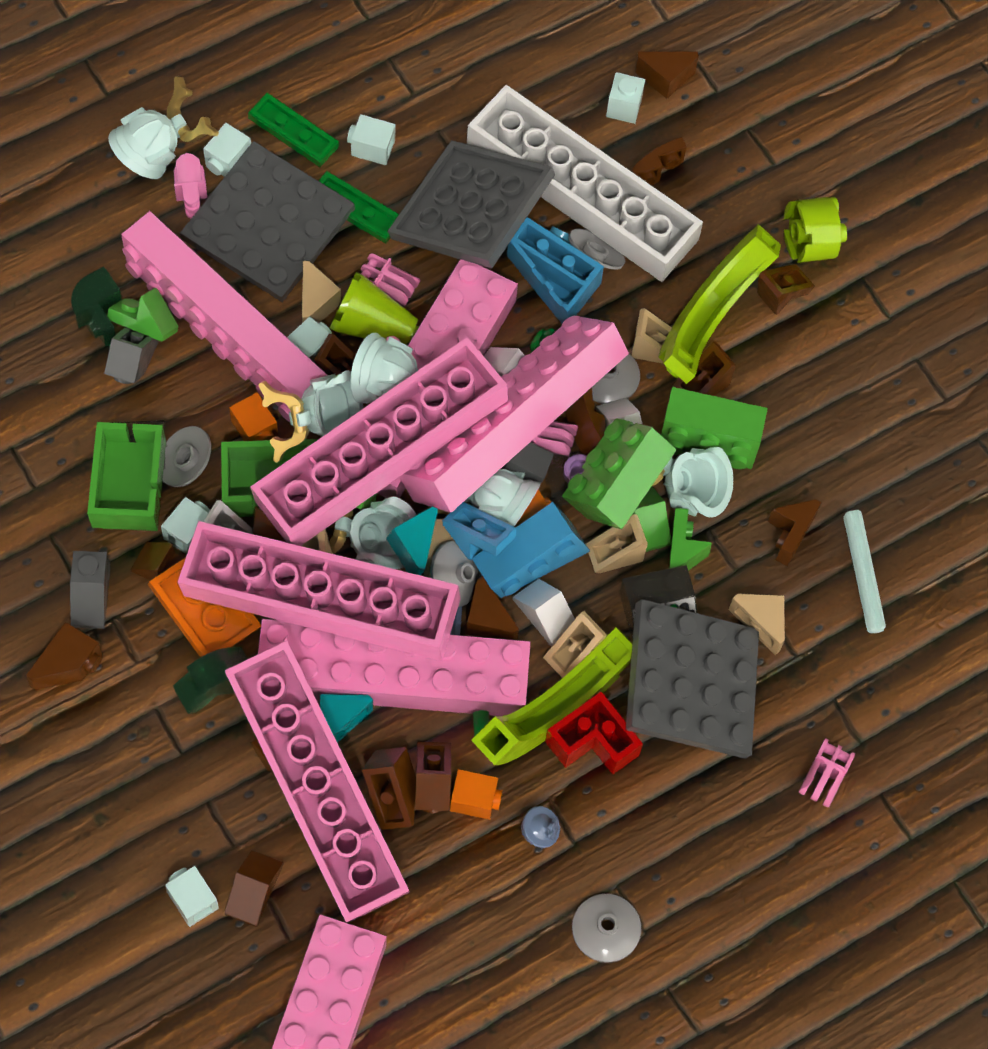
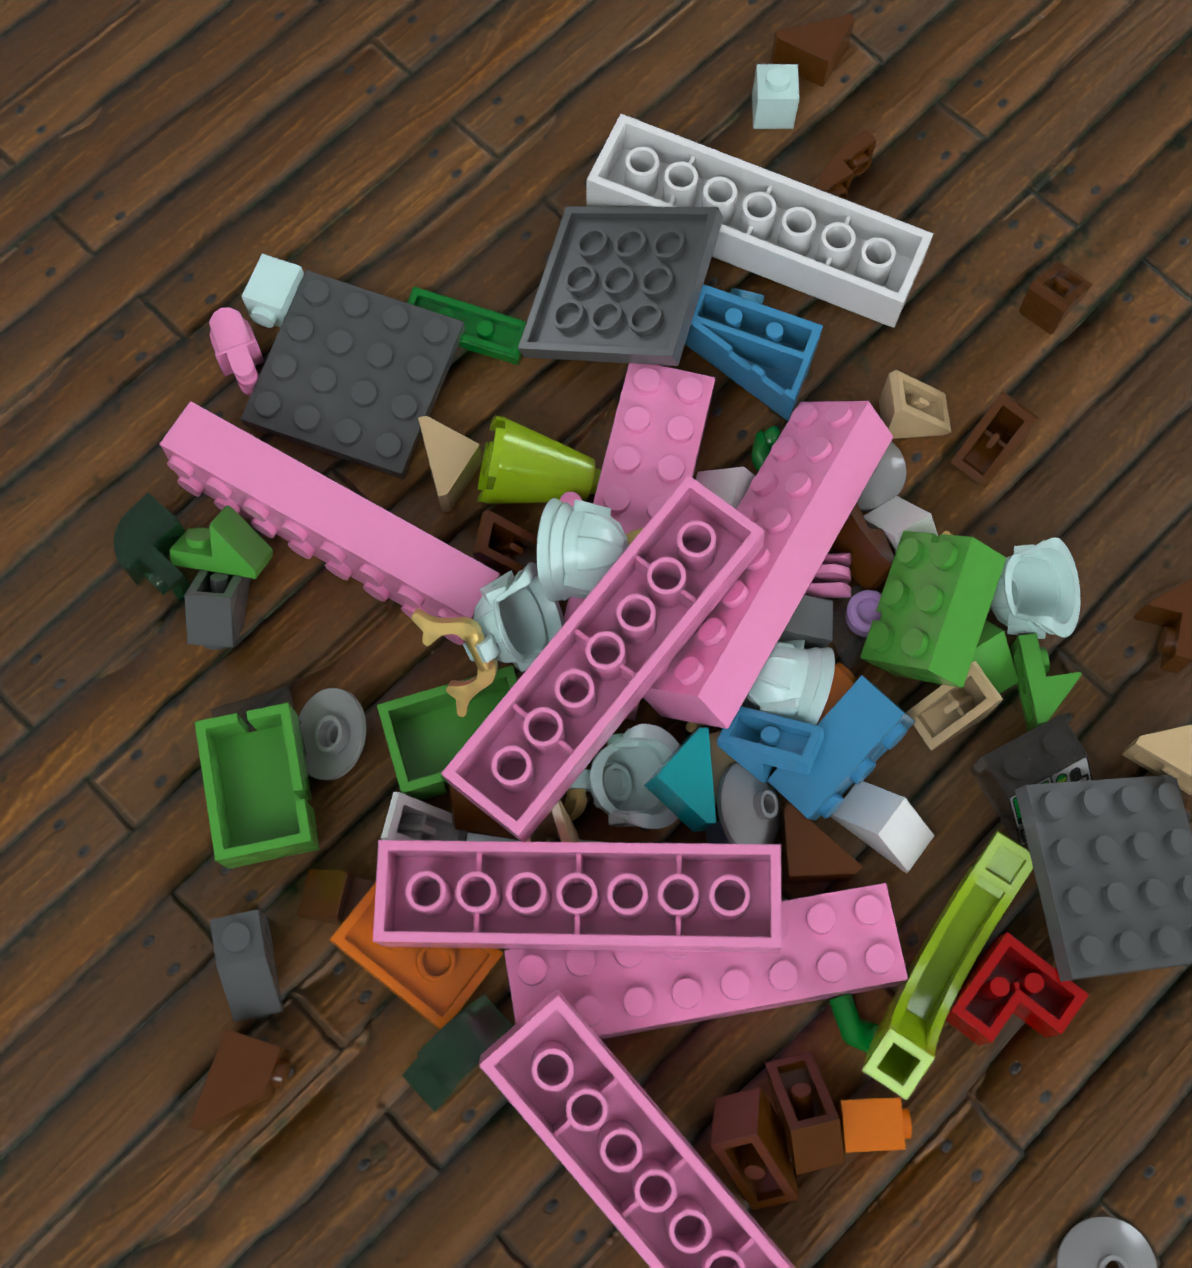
camera: 10 degrees left, 5 degrees up
(150, 138) = (167, 300): light aqua helmet -> none
(183, 522) = (358, 832): light aqua brick -> none
(253, 419) = (411, 661): orange brick -> none
(293, 129) = (354, 242): green tile -> none
(310, 337) = (457, 522): light aqua brick -> none
(344, 712) = (651, 1053): teal slope -> none
(372, 139) = (462, 229): light aqua brick -> none
(390, 279) = (542, 413): bright pink arm -> none
(540, 827) = (975, 1148): sand blue hat -> none
(574, 644) = (943, 867): tan slope -> none
(596, 249) = (800, 304): light grey dish -> none
(713, 421) = (1035, 505): bright green piece -> none
(714, 299) = (973, 335): lime arch -> none
(814, 229) = (1073, 209): lime brick -> none

